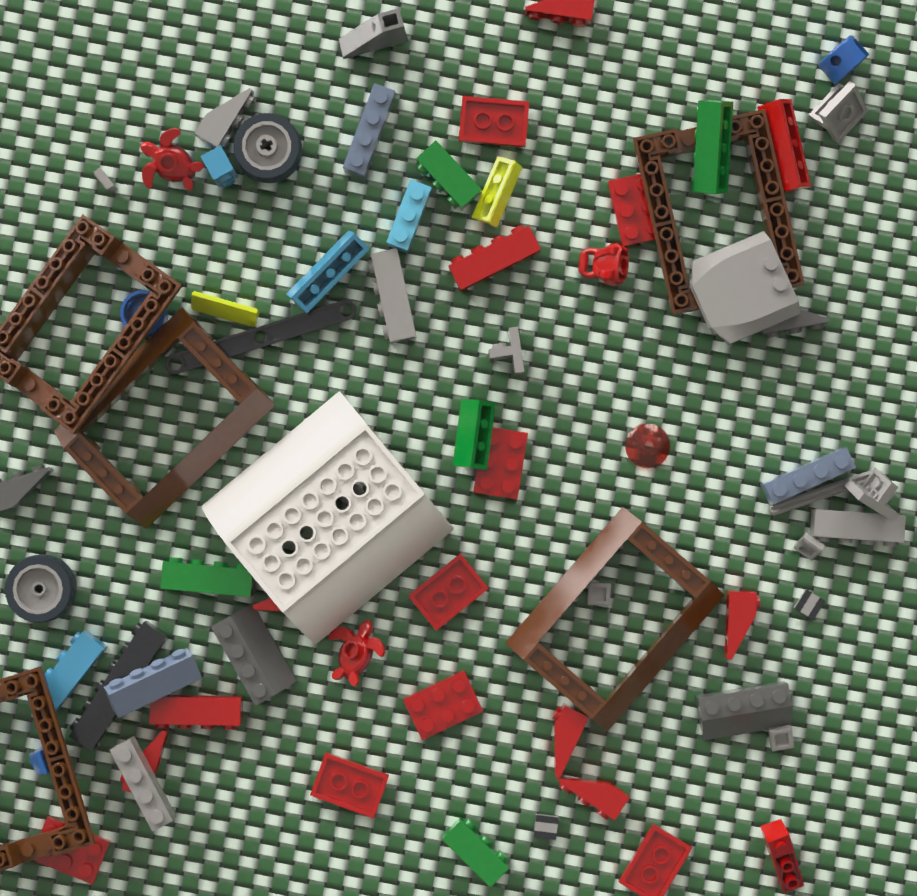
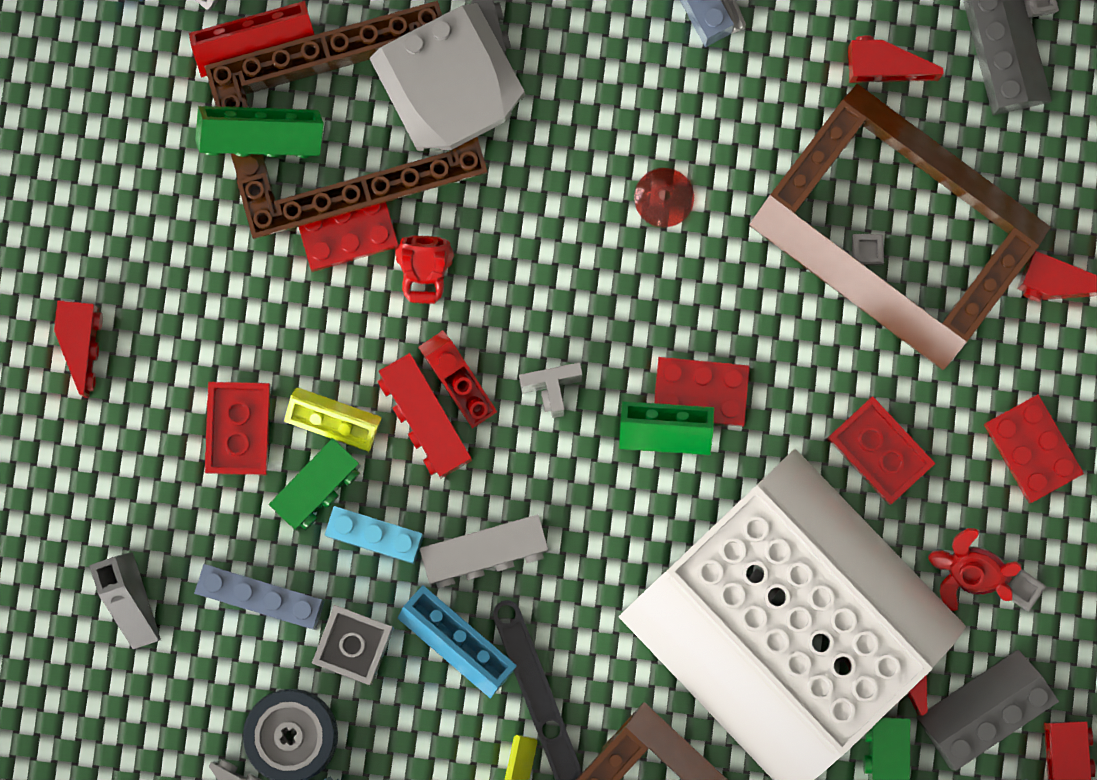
camera: 90 degrees left, 5 degrees down
(330, 196) = (353, 645): none -> light grey brick
(339, 690) = (1025, 590): none -> light grey tile
(520, 283) = (457, 379): none -> red slope

